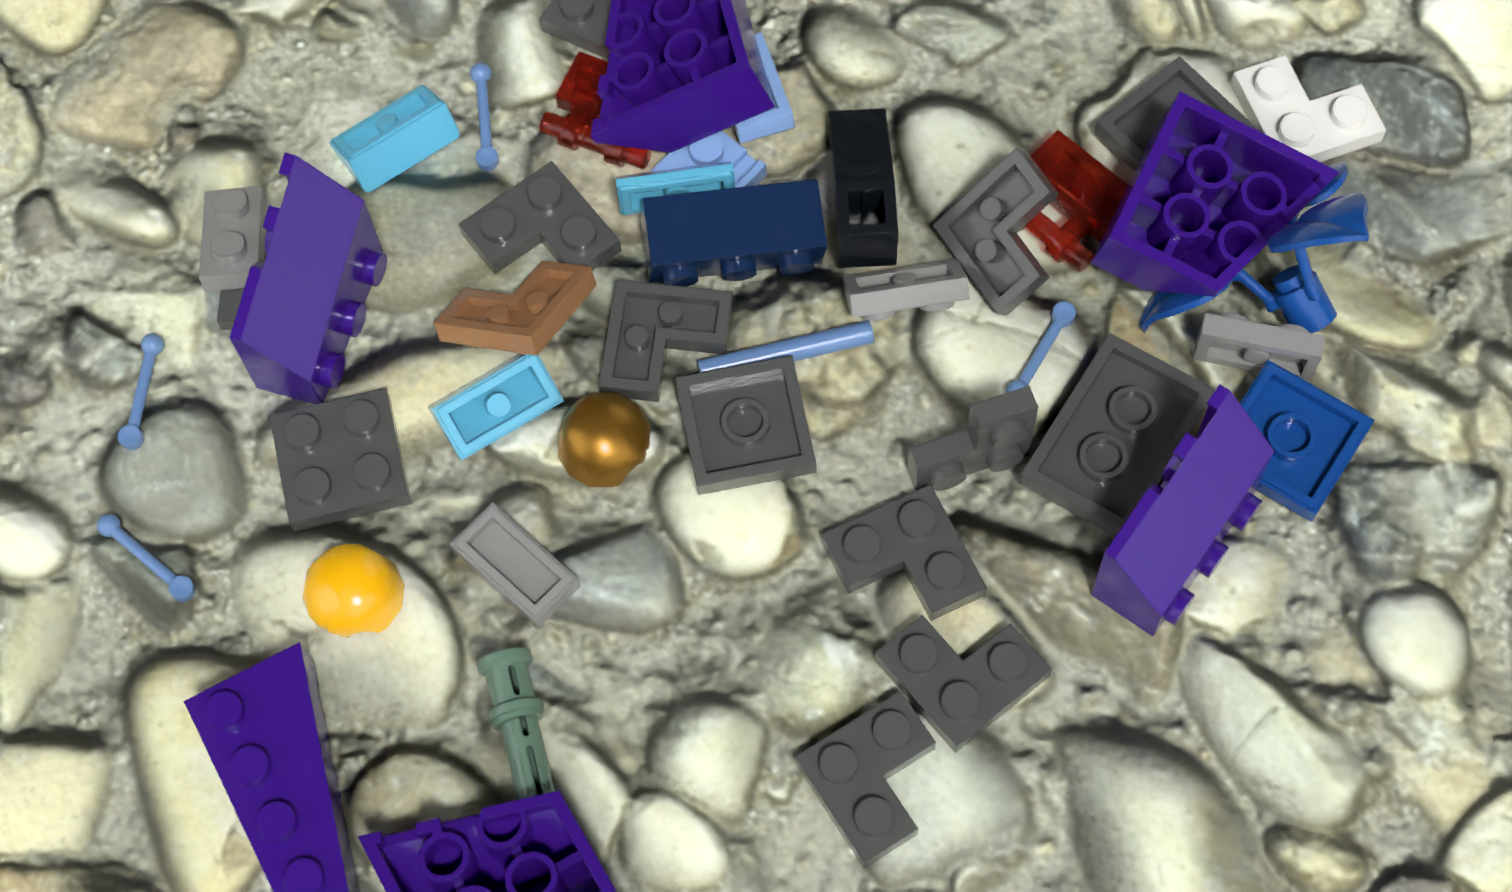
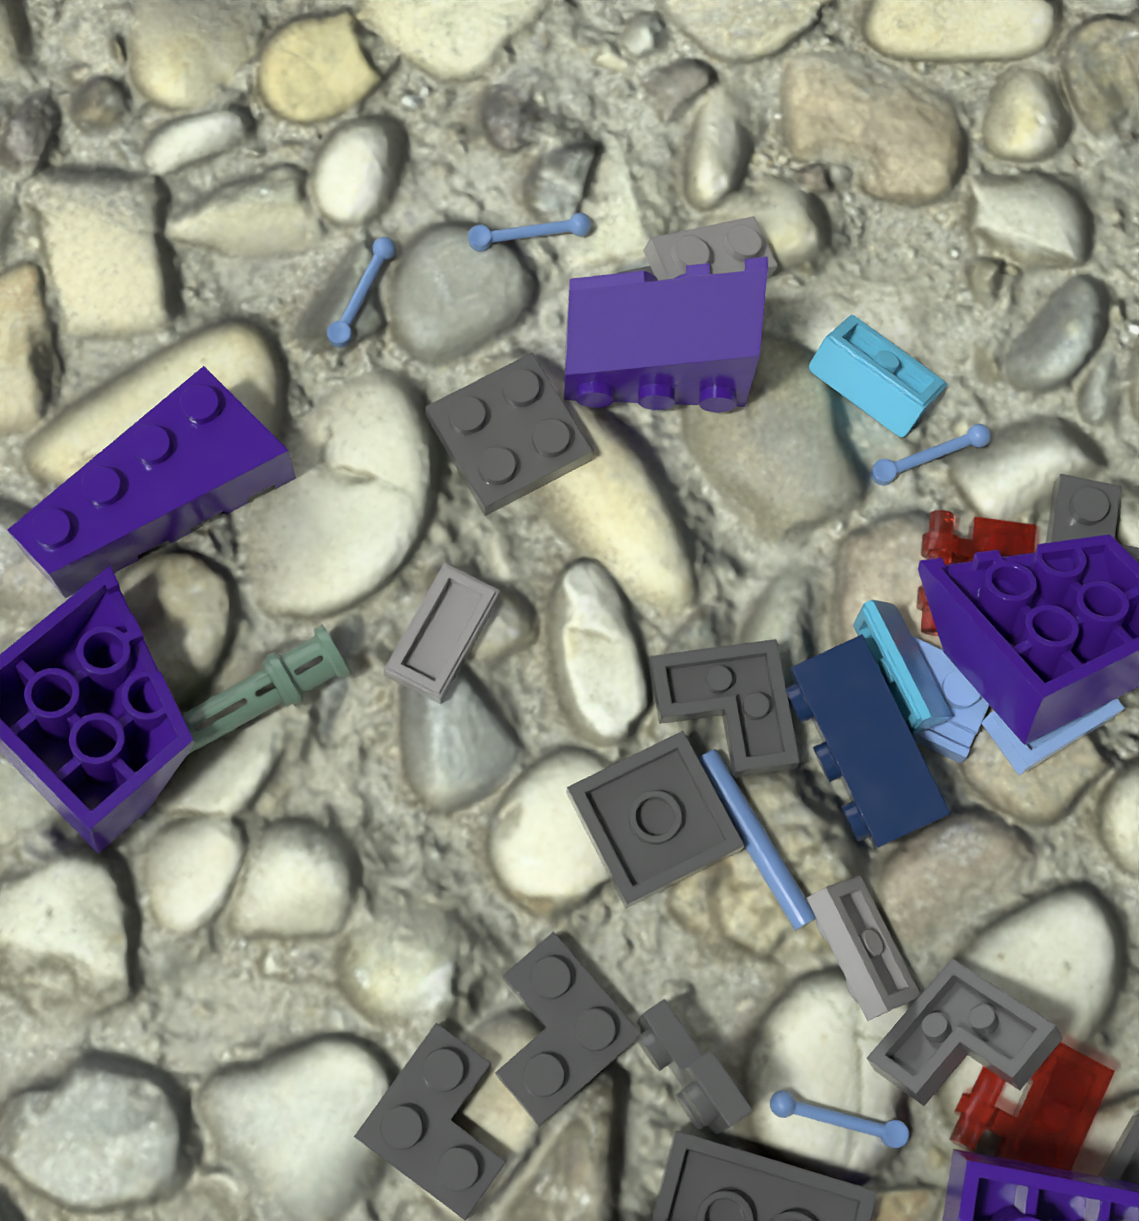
camera: 65 degrees right, 5 degrees up
(353, 590) = (374, 488): yellow hair -> none
(495, 404) = (611, 561): medium azure slope -> none
(519, 320) = (702, 562): medium nougat plate -> none
(538, 211) = (838, 545): dark grey plate -> none
(603, 439) = (601, 680): pearl gold hair -> none
(851, 775) = (299, 1032): dark grey plate -> none
(863, 188) = (972, 867): black slope -> none

